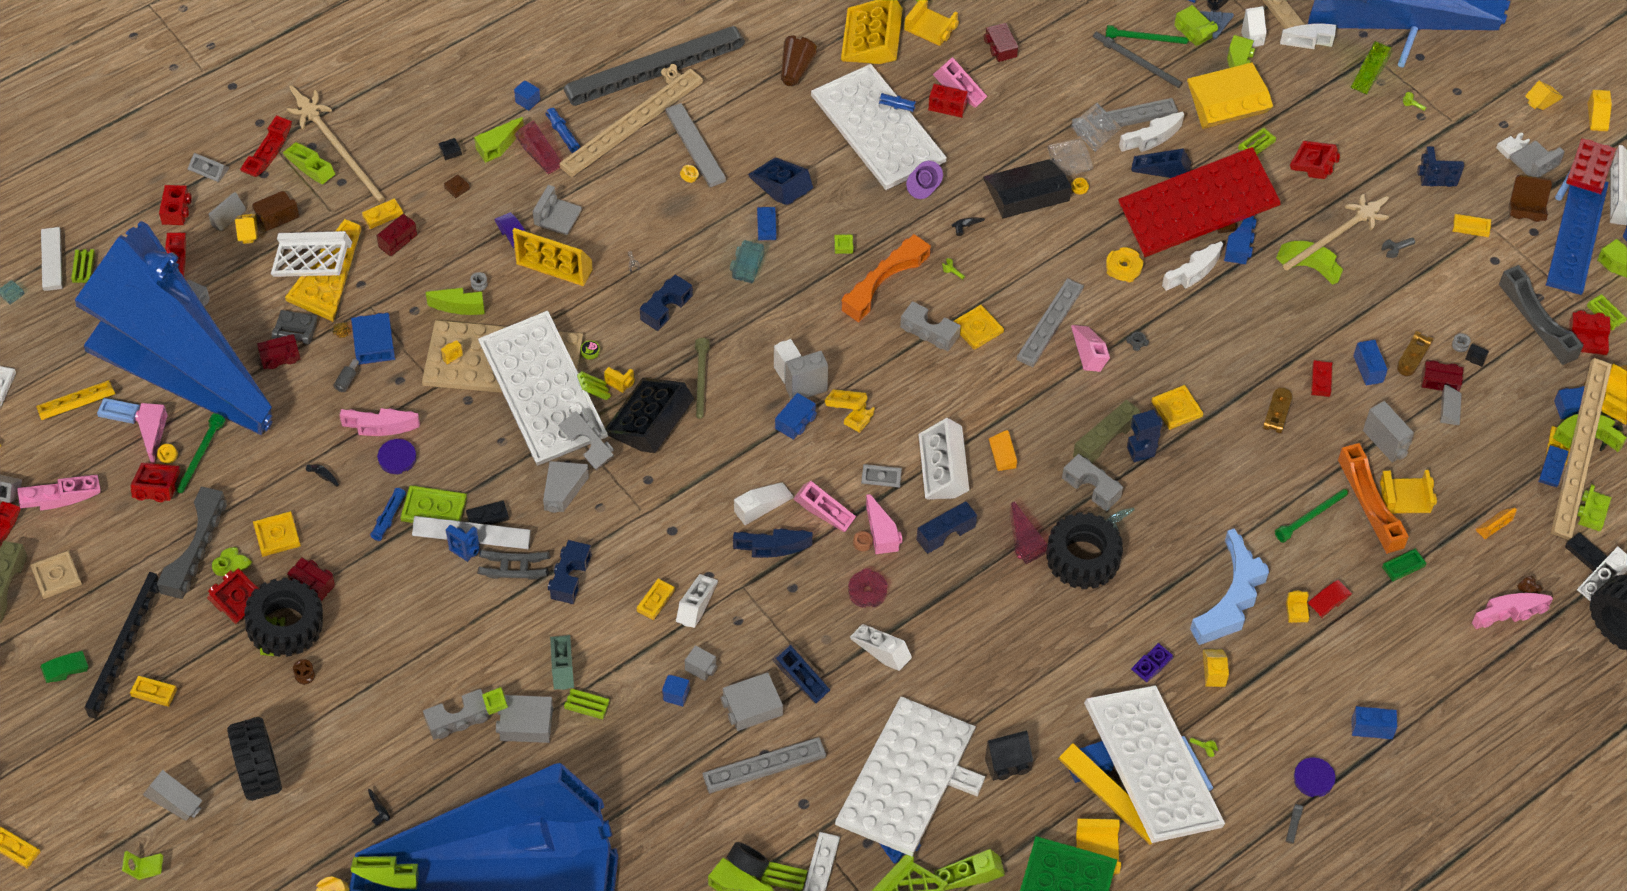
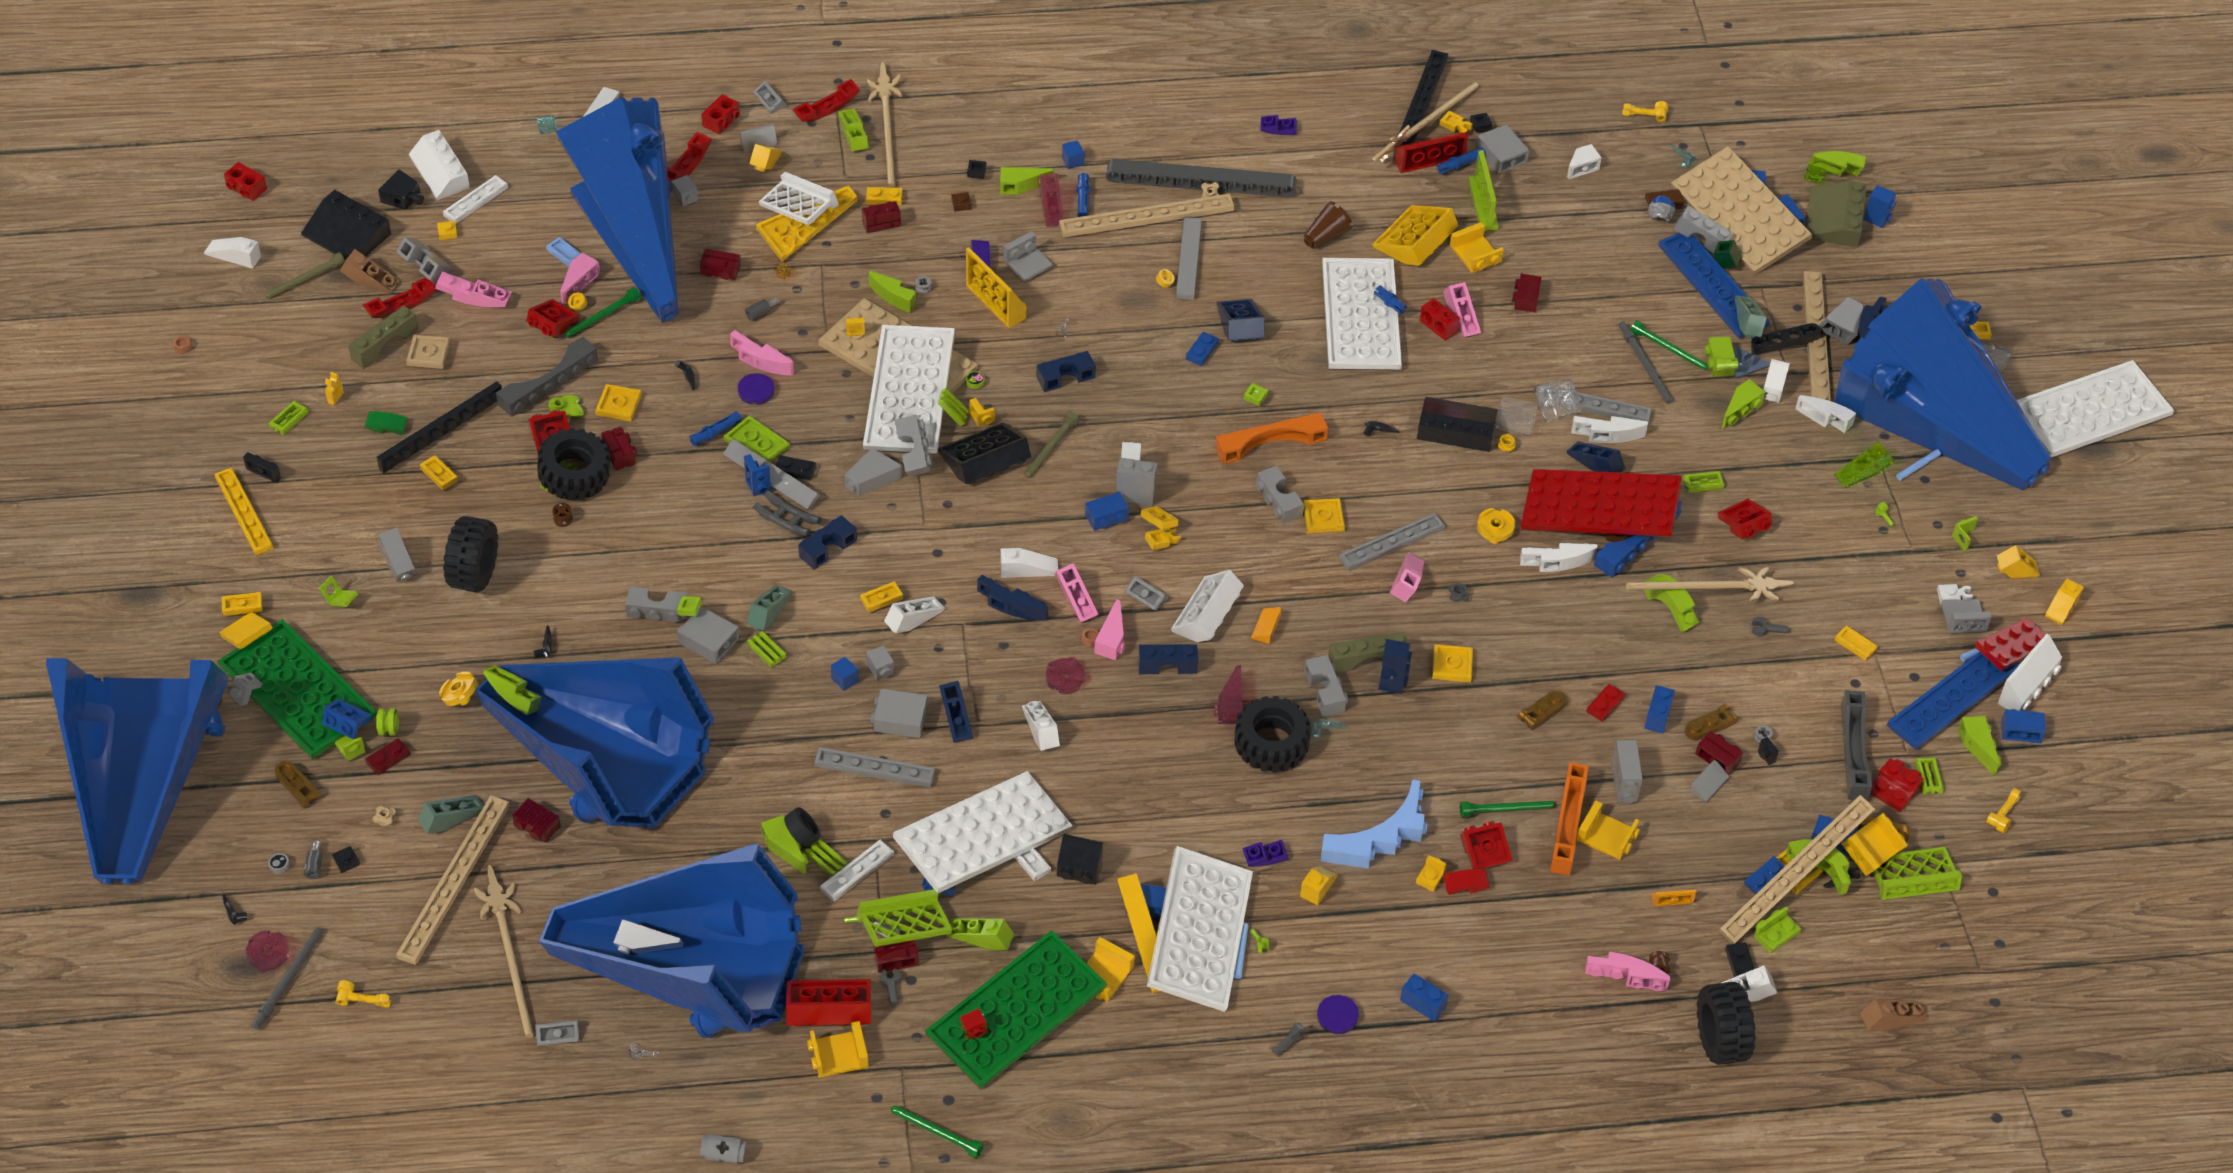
camera: 30 degrees right, 5 degrees down
(75, 400) = (536, 228): yellow tile -> none
(276, 210) = (798, 154): reddish brown bracket -> none
(295, 322) = (752, 249): dark grey plate -> none
(373, 338) = (802, 288): blue brick -> none
(748, 261) = (1160, 370): clear light blue brick -> none
(924, 179) = (1365, 373): medium lavender piece -> none
(949, 268) = (1337, 457): lime hand -> none
(1229, 95) = (1703, 428): yellow slope -> none
(1324, 557) = (1486, 845): none -> red plate
(1404, 565) = (1558, 889): green tile -> none
(1438, 172) = (1855, 581): dark blue bracket -> none
(1480, 84) = (1962, 528): none -> lime bracket
(1530, 198) = (1927, 643): reddish brown bracket -> none

